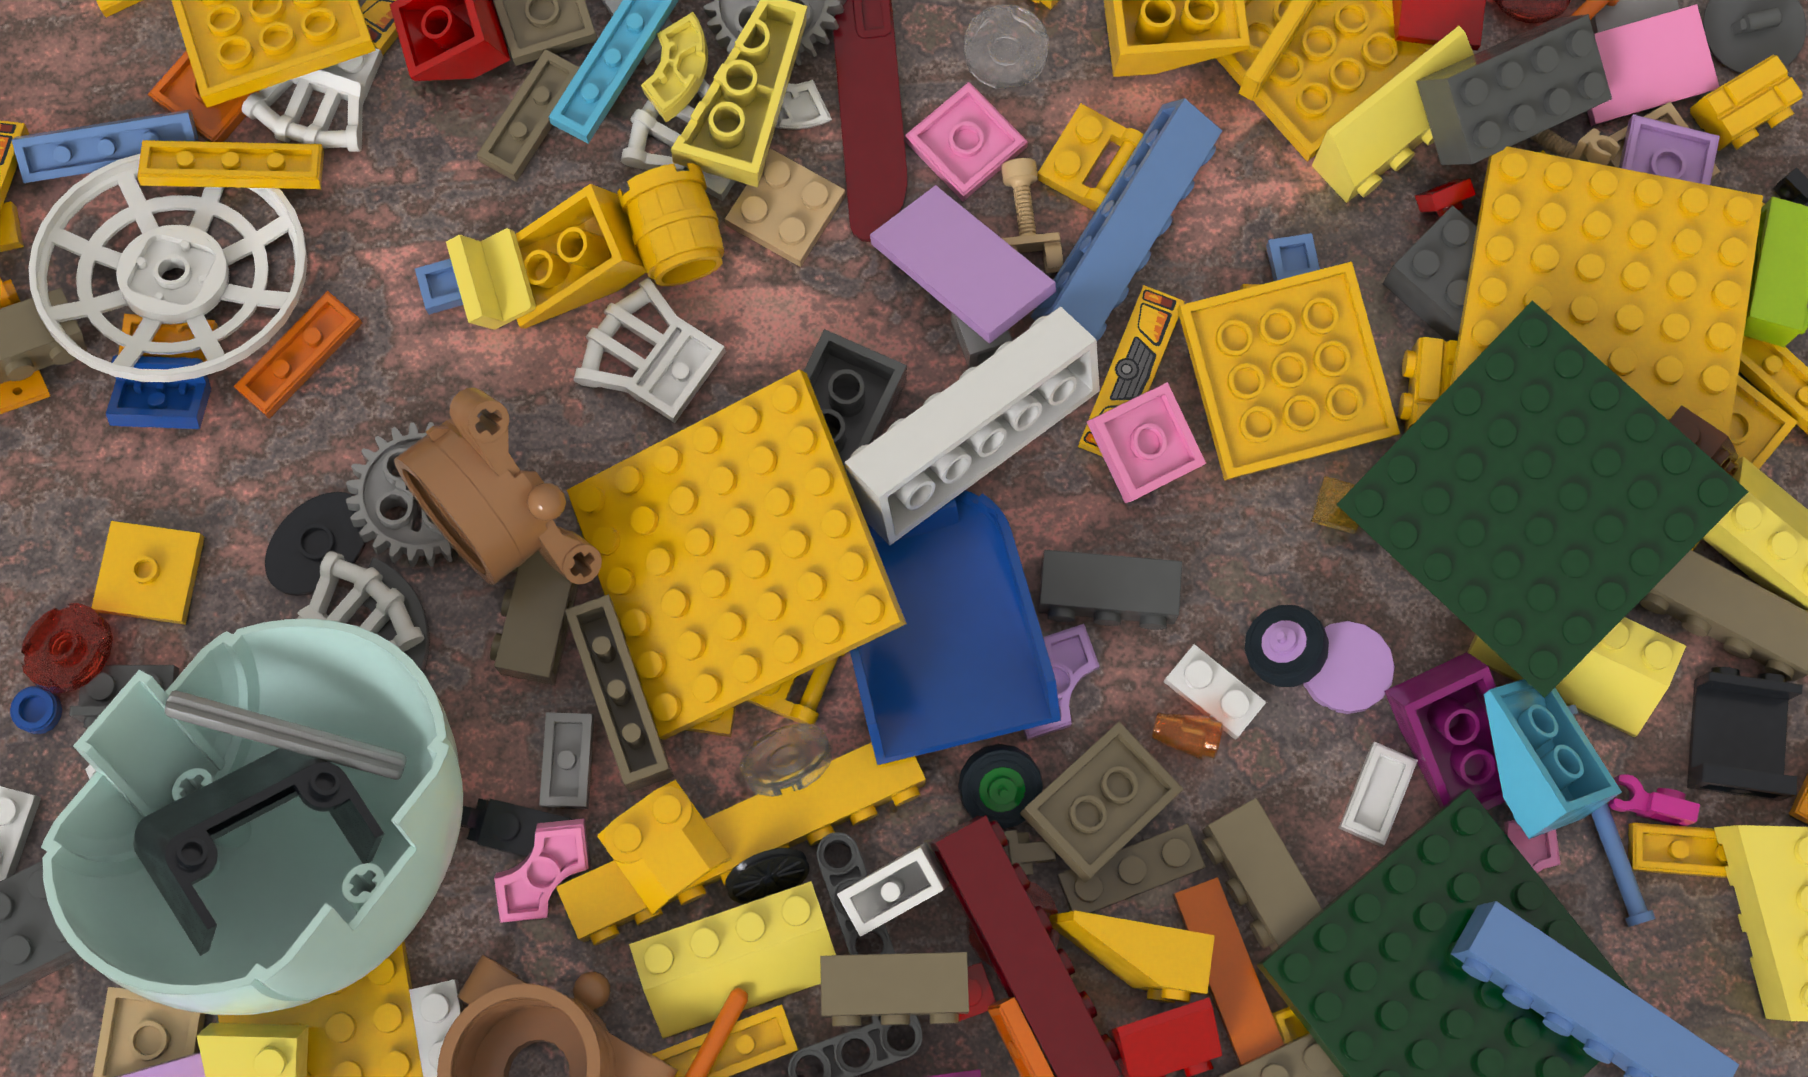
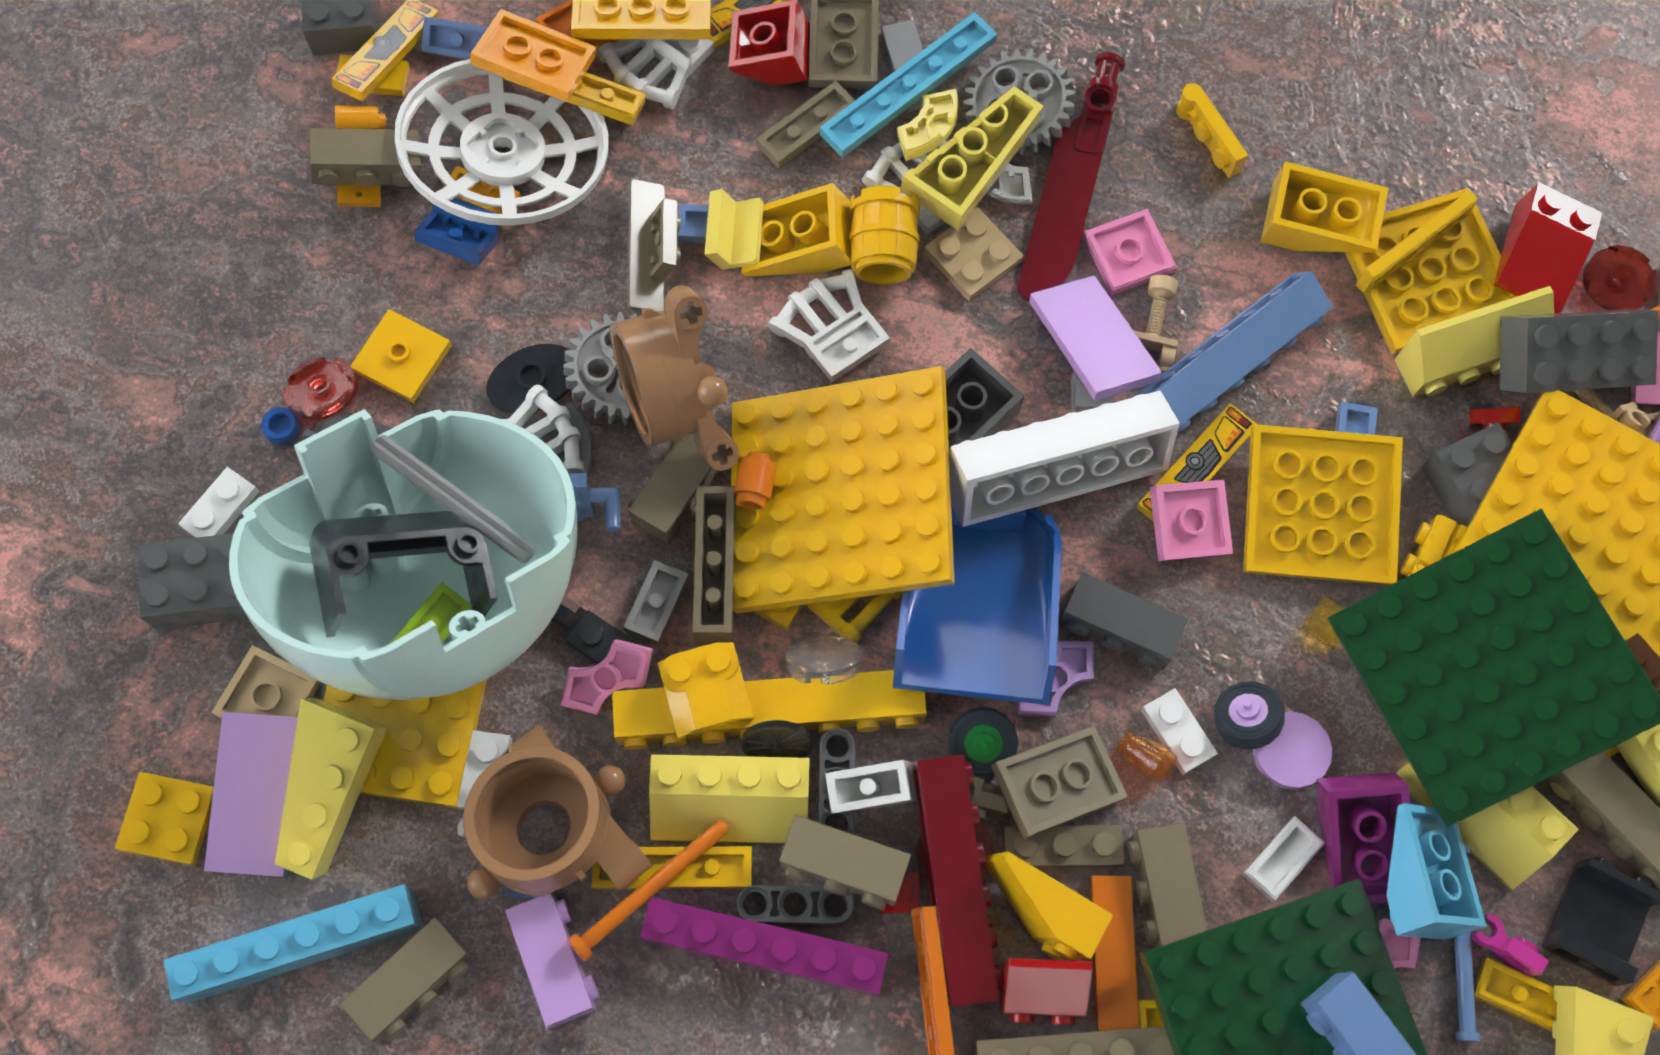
camera: 20 degrees right, 5 degrees down
(167, 146) = (533, 55): none -> light orange plate
(298, 354) = (571, 238): orange tile -> none
(315, 882) = (440, 608): none -> lime plate
(398, 330) = (651, 244): none -> bracket
(438, 668) = (586, 497): none -> medium blue plate
(630, 580) = (754, 481): none -> orange brick
(1006, 46) = (1185, 193): clear tile -> none
(1079, 152) = (1216, 287): yellow plate -> none

